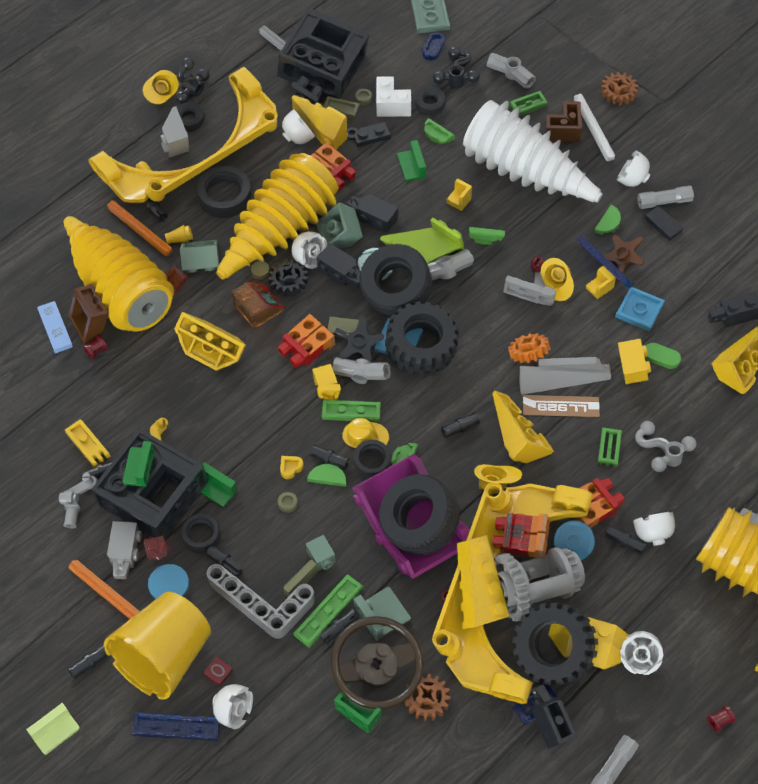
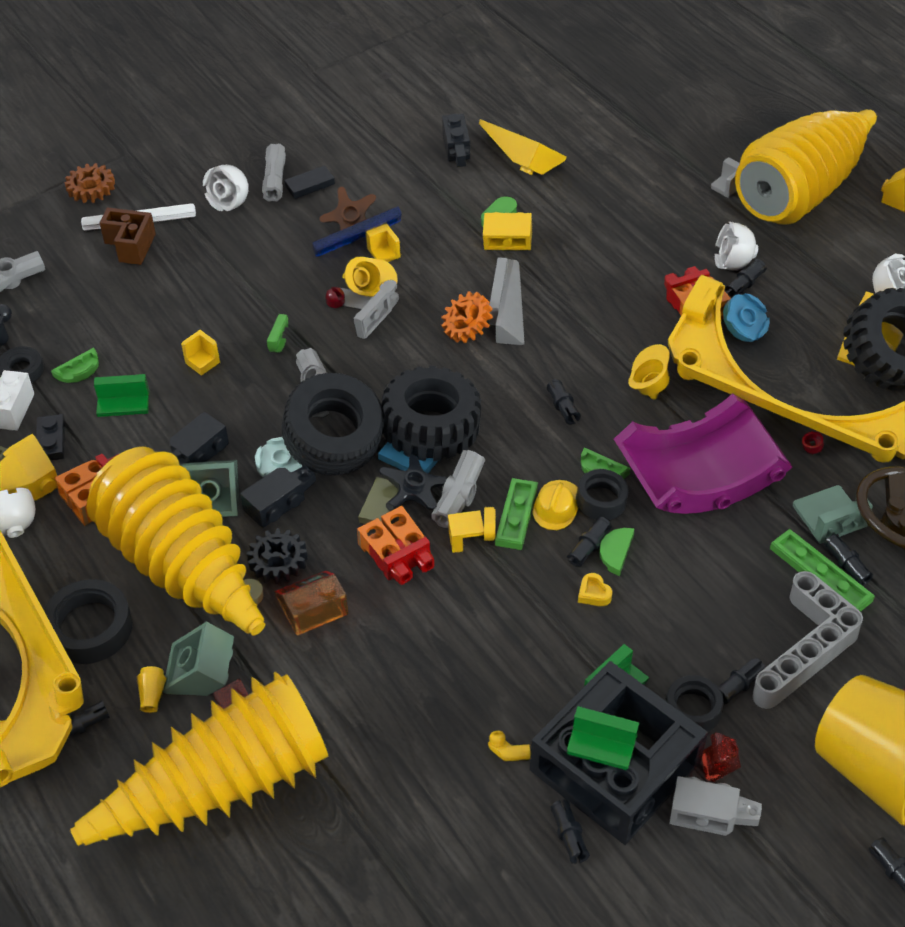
camera: 80 degrees left, 10 degrees down
(55, 327) = (273, 887): light blue tile -> none
(71, 496) = (616, 878): light grey pin -> none
(86, 316) = (263, 795): reddish brown window -> none
(87, 442) = (514, 847): yellow hinge -> none
(95, 347) = (334, 823): dark red bush -> none
(103, 589) = (780, 837): orange axle -> none
(139, 228) = (112, 747): orange axle -> none
(168, 579) = (770, 755): dark azure tile -> none
(208, 342) = (374, 658): yellow wedge -> none
(287, 502) = (651, 600): olive tile -> none
(301, 577) = (779, 592): olive tile -> none
(307, 248) = (242, 524): white cylinder -> none
(321, 553) = (740, 565): sand green brick -> none
(402, 498) = (724, 404): black tyre -> none
(430, 242) = (270, 384): lime piece -> none
(479, 584) = (815, 391): yellow wedge -> none
(517, 432) = (597, 344): yellow wedge -> none
(523, 534) = (740, 356): hips -> none
(524, 152) = (166, 267): white cone -> none
(529, 106) = (73, 283): bright green tile -> none
(561, 406) = (548, 311): medium nougat sticker -> none
(561, 565) = (809, 350): light grey piece -> none
(607, 461) = (616, 276): bright green tile -> none
(609, 222) = (289, 225): bright green tile -> none
(640, 308) = (427, 221): dark azure tile -> none
(660, 463) = (635, 223): light grey piece -> none

